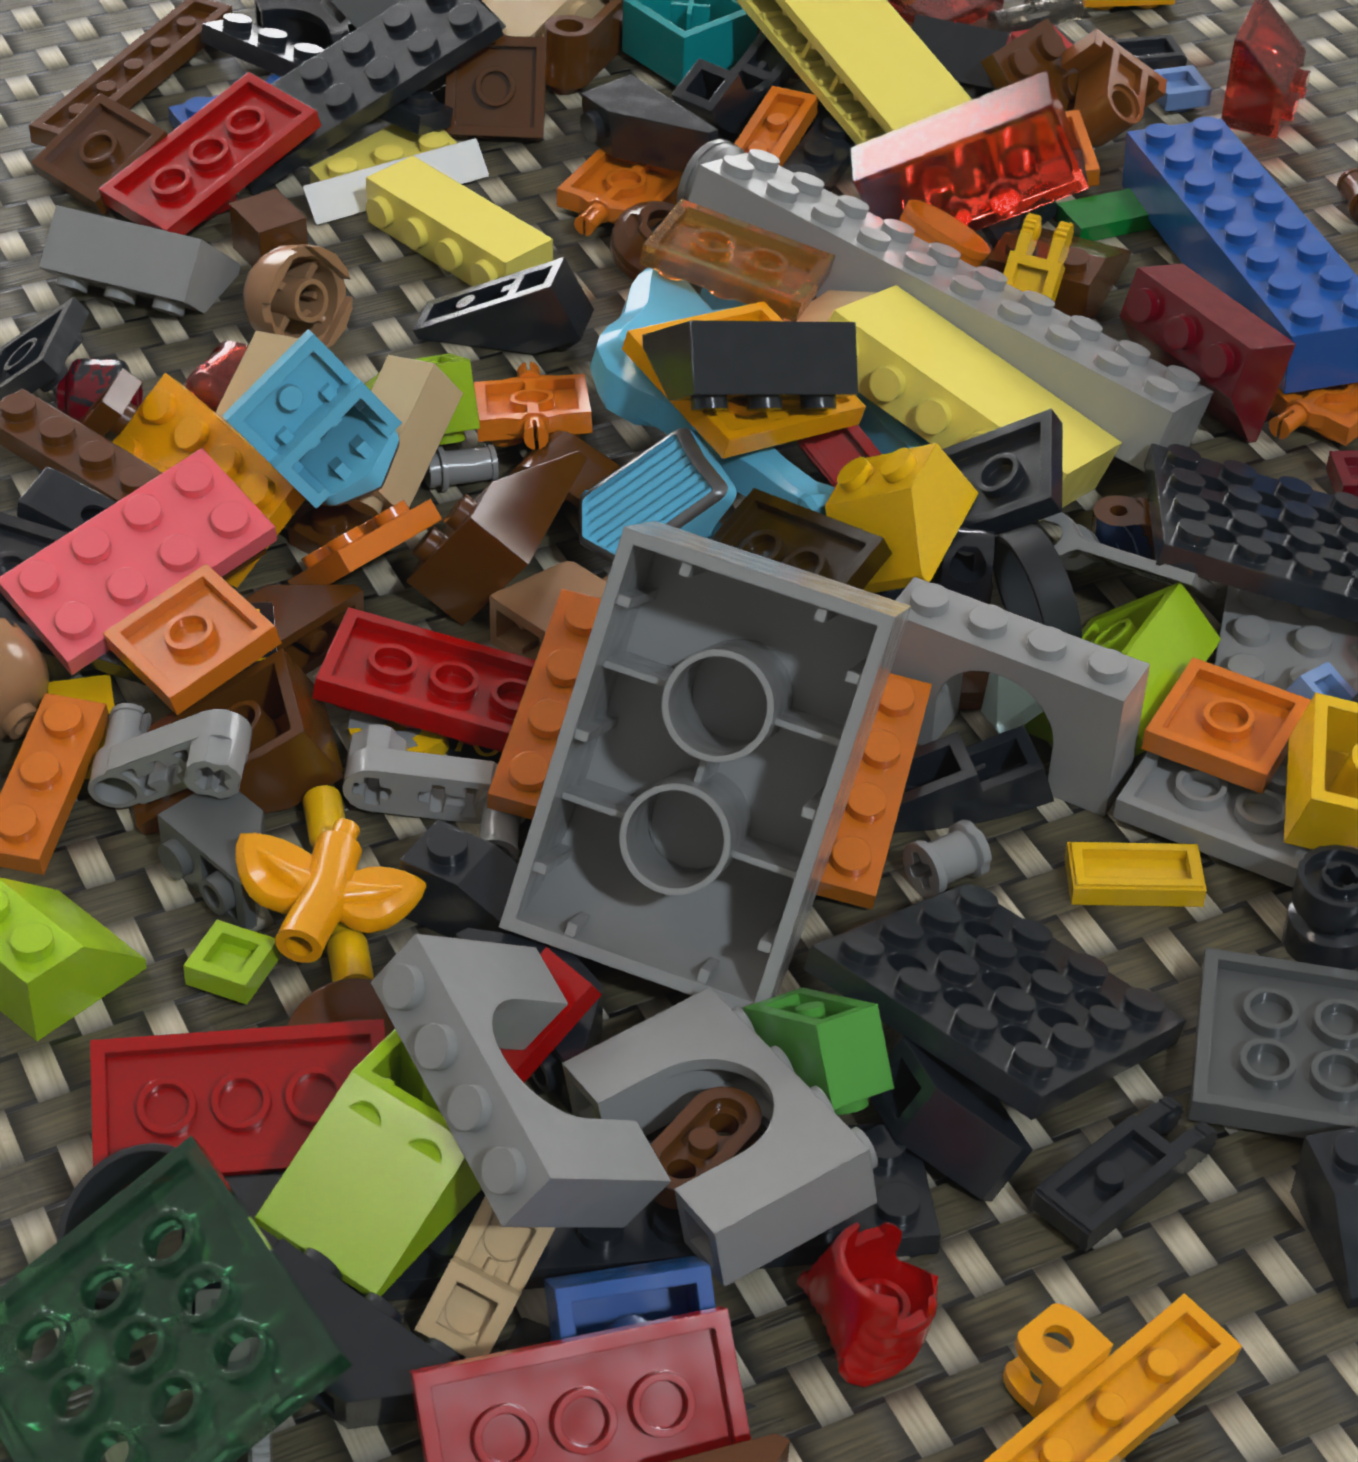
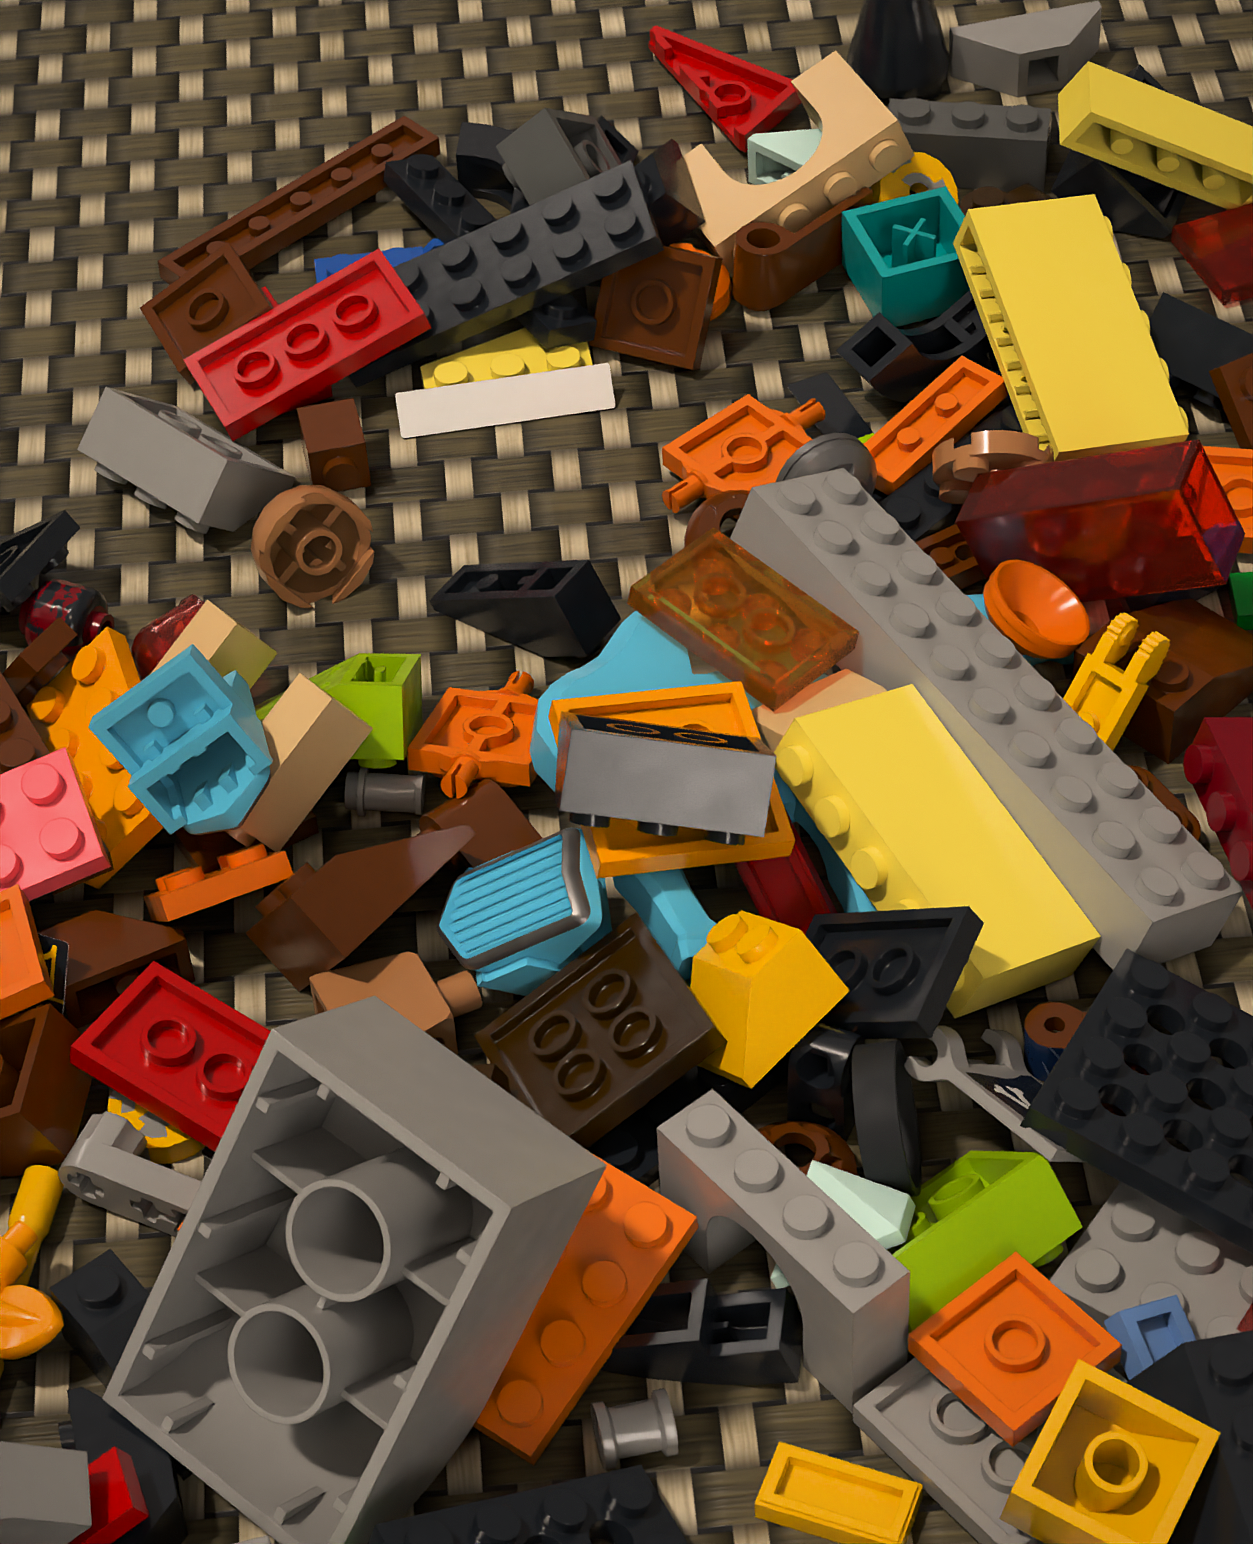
camera: 25 degrees right, 5 degrees up
(452, 223) = (529, 478): light yellow brick -> none
(642, 124) = (776, 385): black slope -> none
(828, 152) = (988, 452): none -> medium nougat plate

